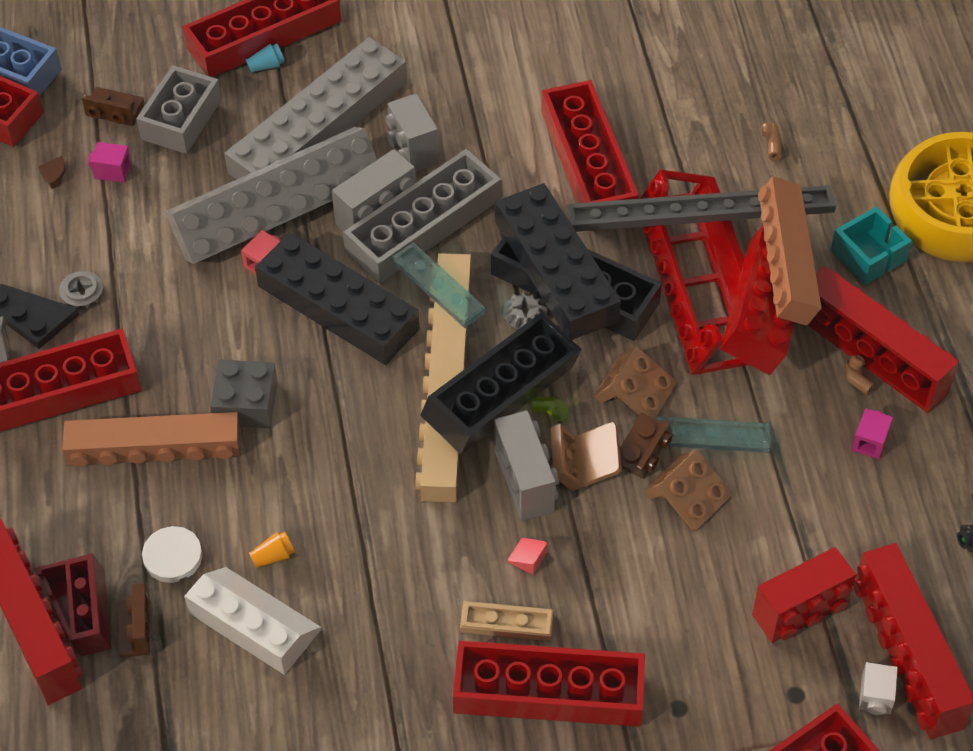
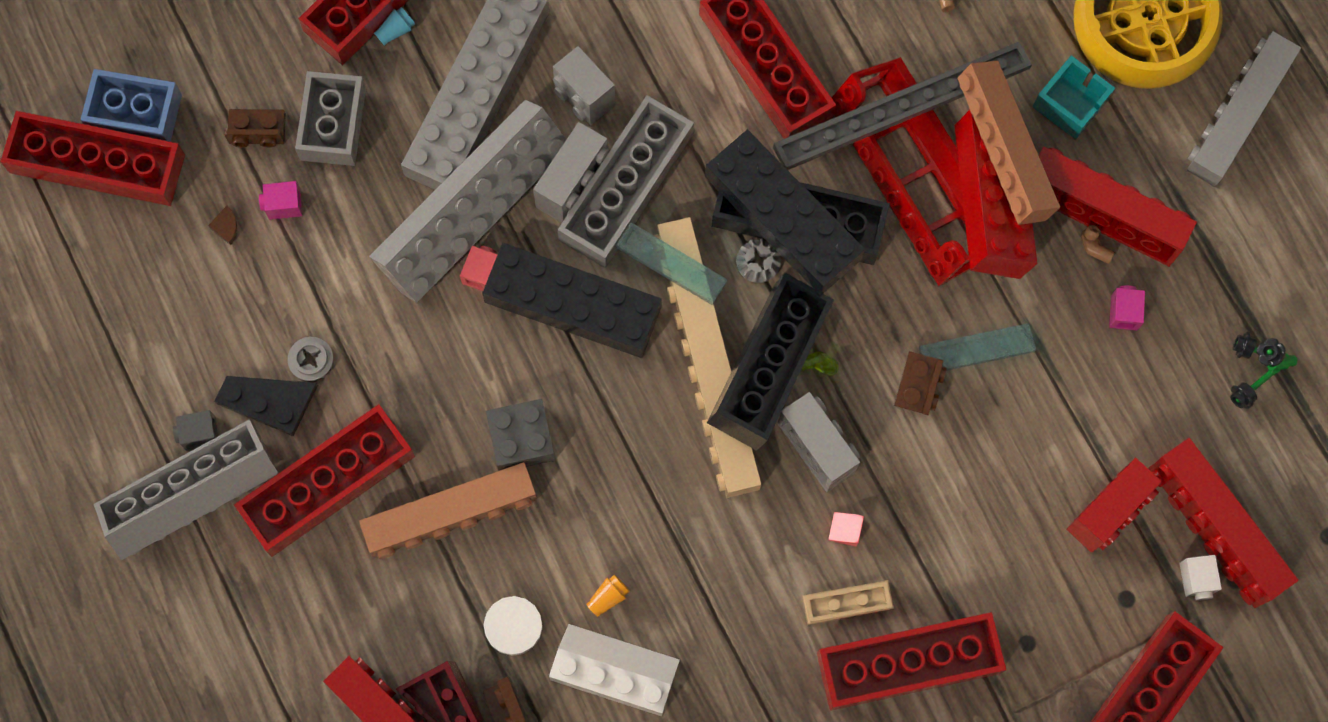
camera: 20 degrees left, 20 degrees up
(585, 457) = (870, 411): medium nougat bracket -> none
(637, 383) = (891, 316): medium nougat bracket -> none
(690, 488) = (973, 416): medium nougat bracket -> none

